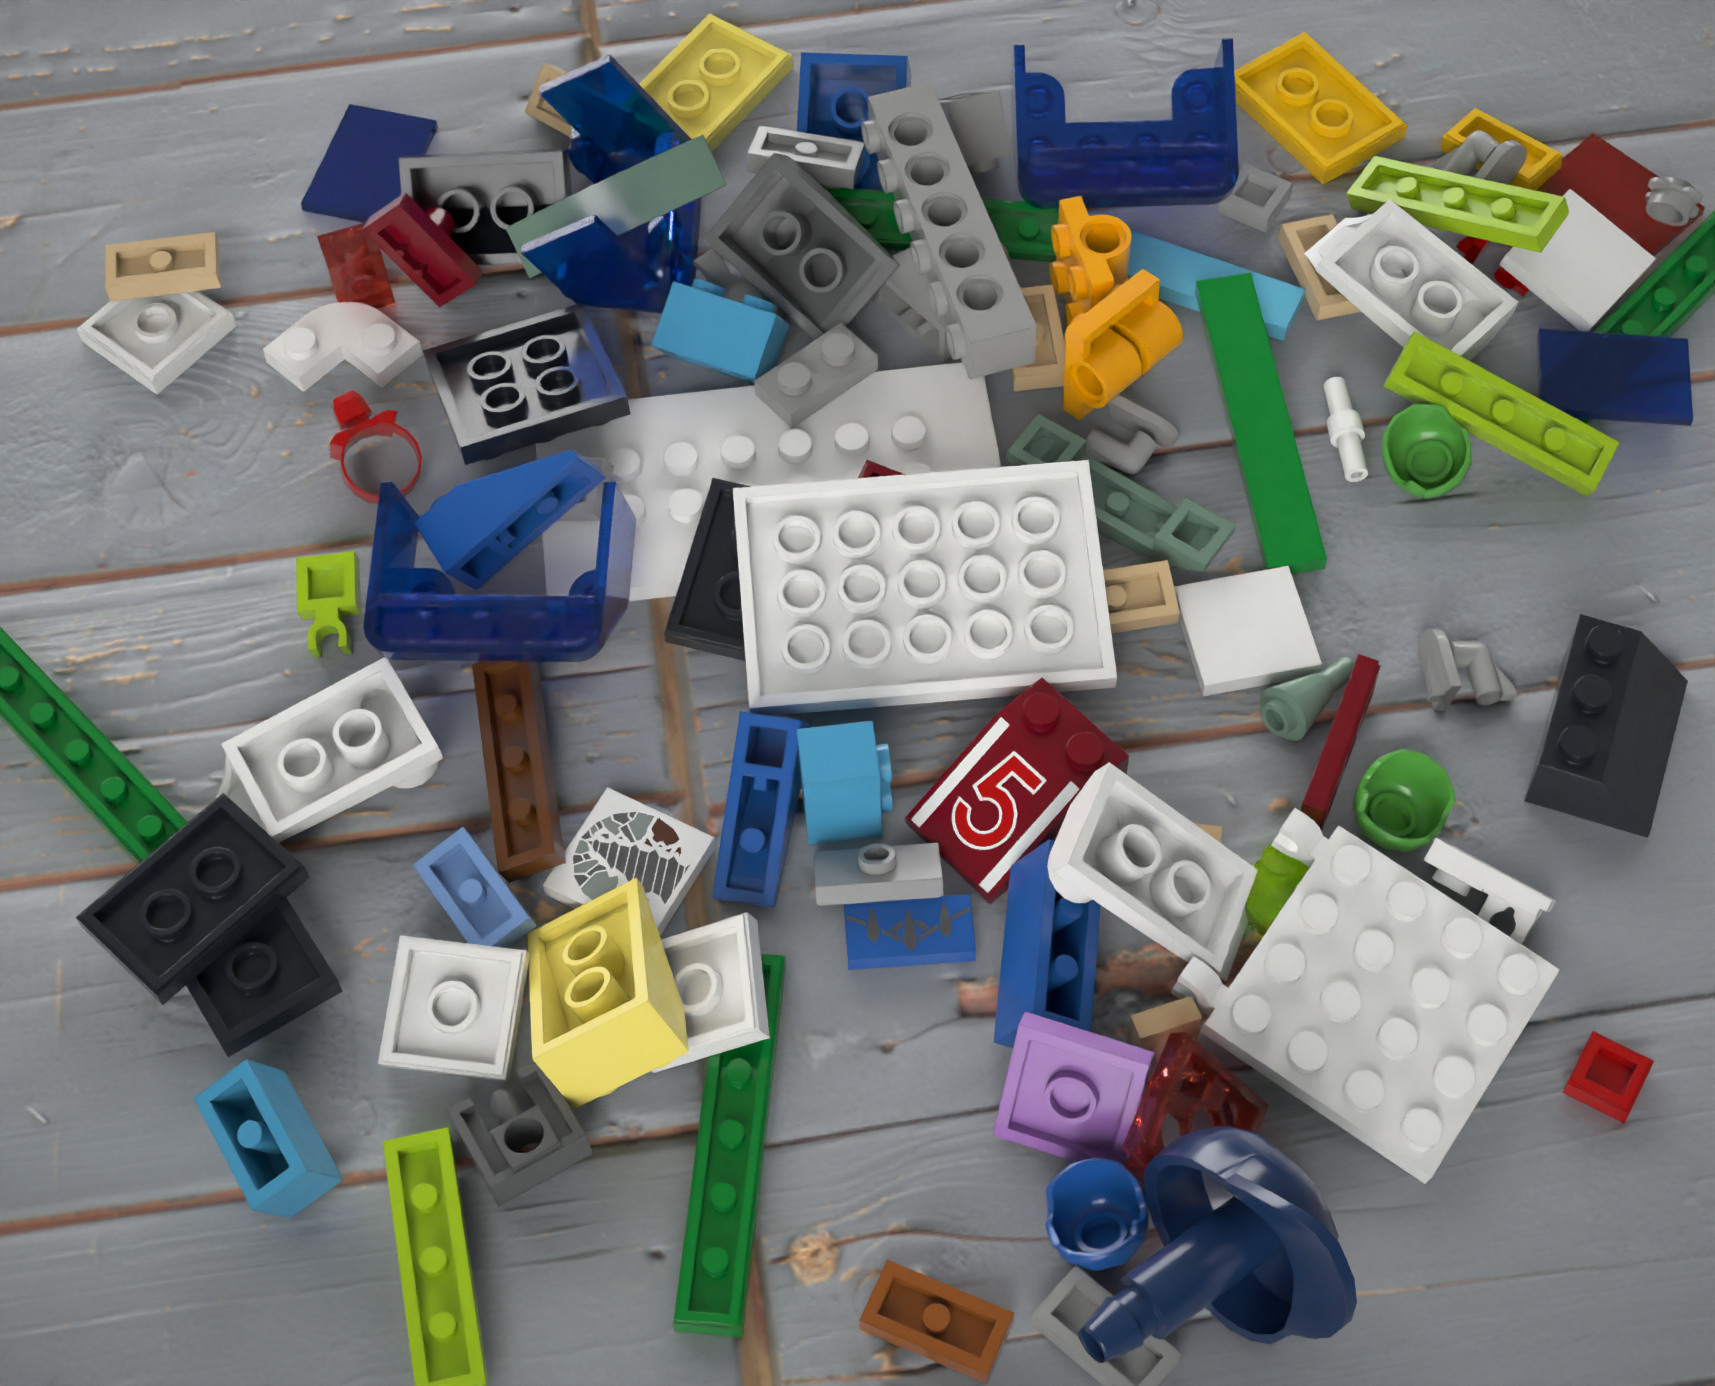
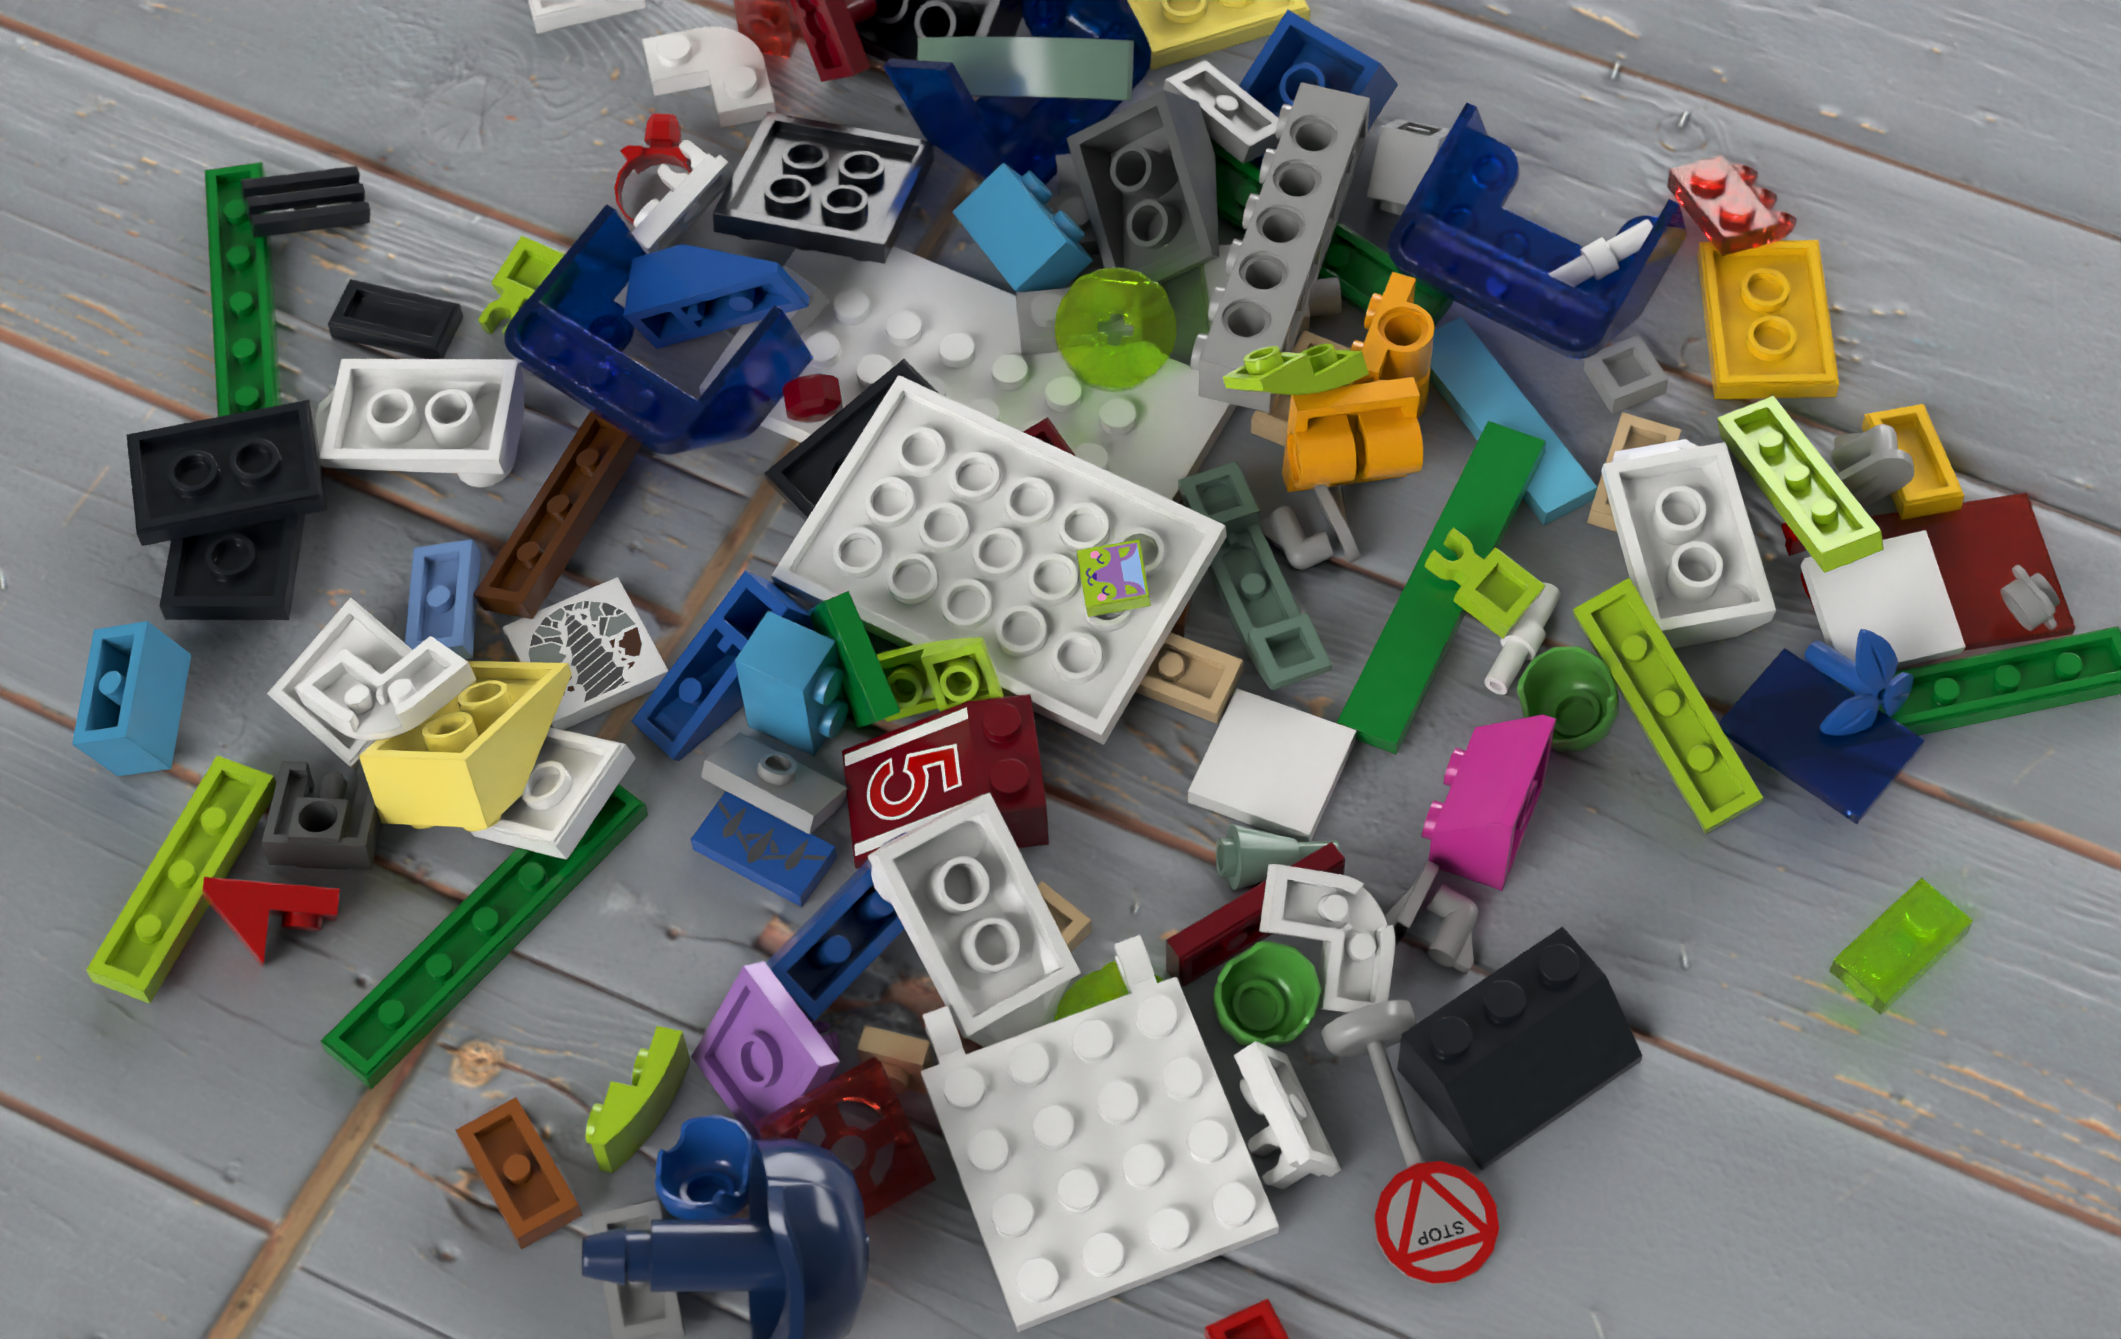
camera: 35 degrees right, 0 degrees up
(62, 631) = (303, 194): none -> black tile
(229, 690) = (395, 320): none -> black tile
(422, 442) = (665, 221): none -> white plate
(514, 1004) = (390, 703): none -> white plate
(530, 1251) = (248, 904): none -> red slope
(662, 550) = (812, 398): none -> dark red tile
(876, 335) = (1087, 351): none -> clear neon green plate
(914, 741) = (863, 678): none -> green tile
(948, 708) = (939, 675): none -> lime slope
(986, 1207) = (636, 1110): none -> lime slope
(1037, 548) = (1113, 578): none -> tile
(1064, 308) = (1301, 373): none -> lime slope
(1179, 115) = (1602, 256): none -> white bar
(1199, 32) = (1728, 206): none -> clear red plate
(1305, 397) = (1491, 588): none -> lime plate
(1416, 707) = (1347, 920): none -> white plate
(1441, 552) = (1489, 799): none -> dark pink slope
(1633, 319) = (1867, 677): none -> blue plant
(1646, 889) = (1433, 1216): none -> light grey piece

